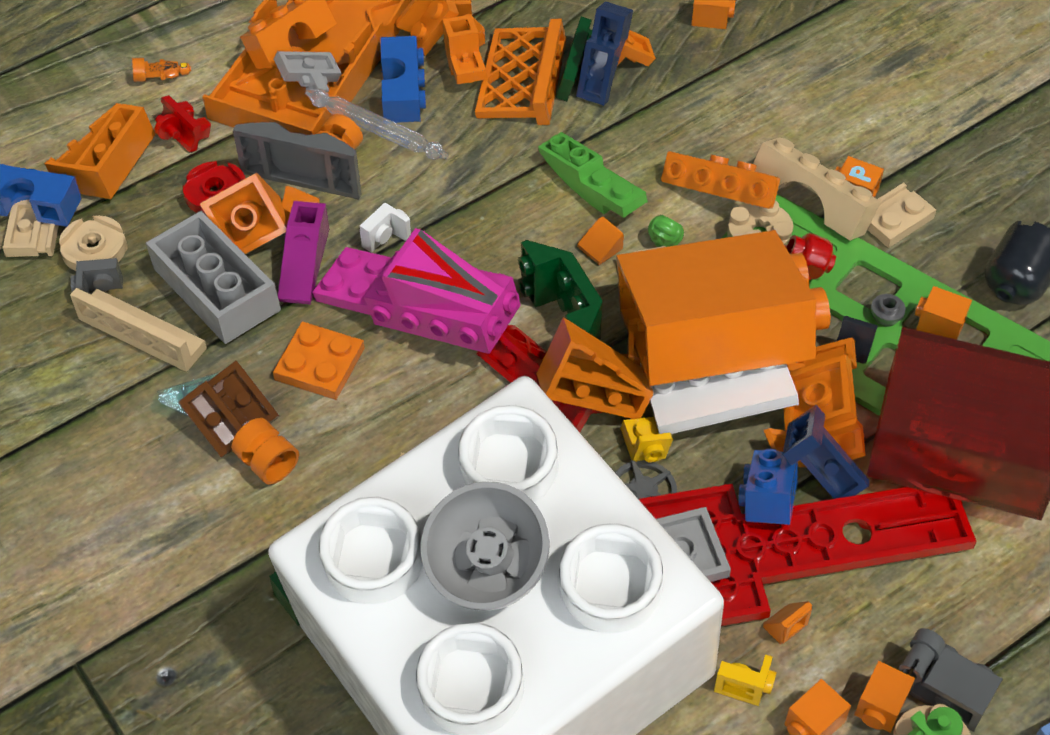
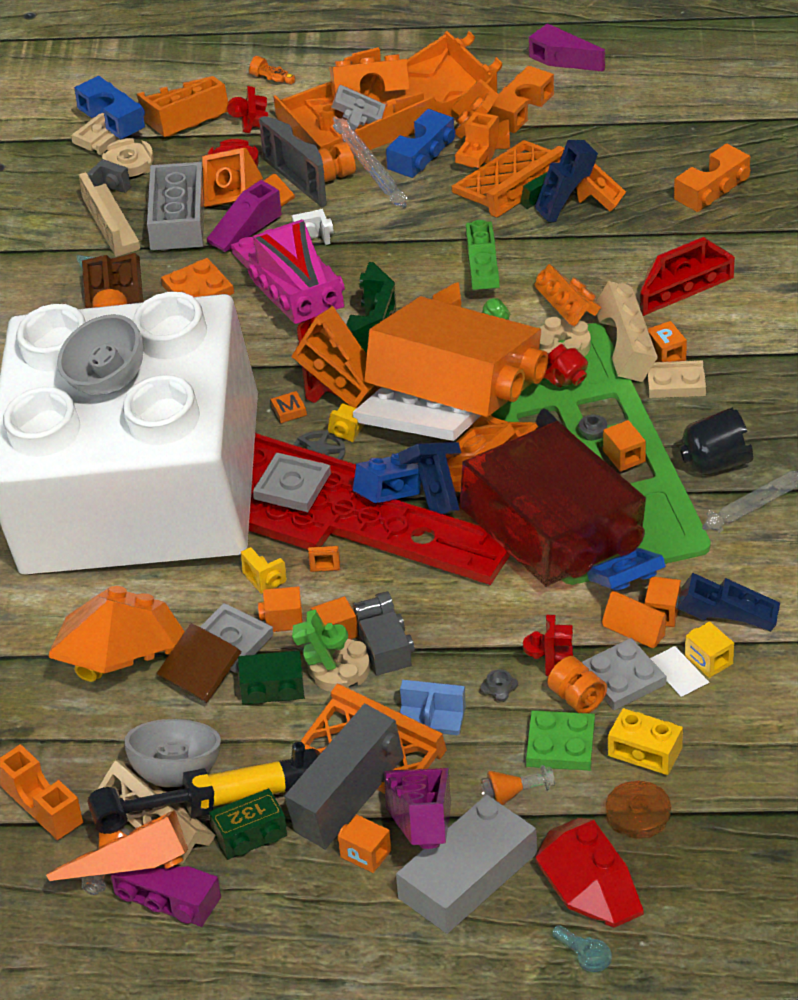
camera: 40 degrees right, 10 degrees down
(797, 98) = (685, 273): none -> red wedge

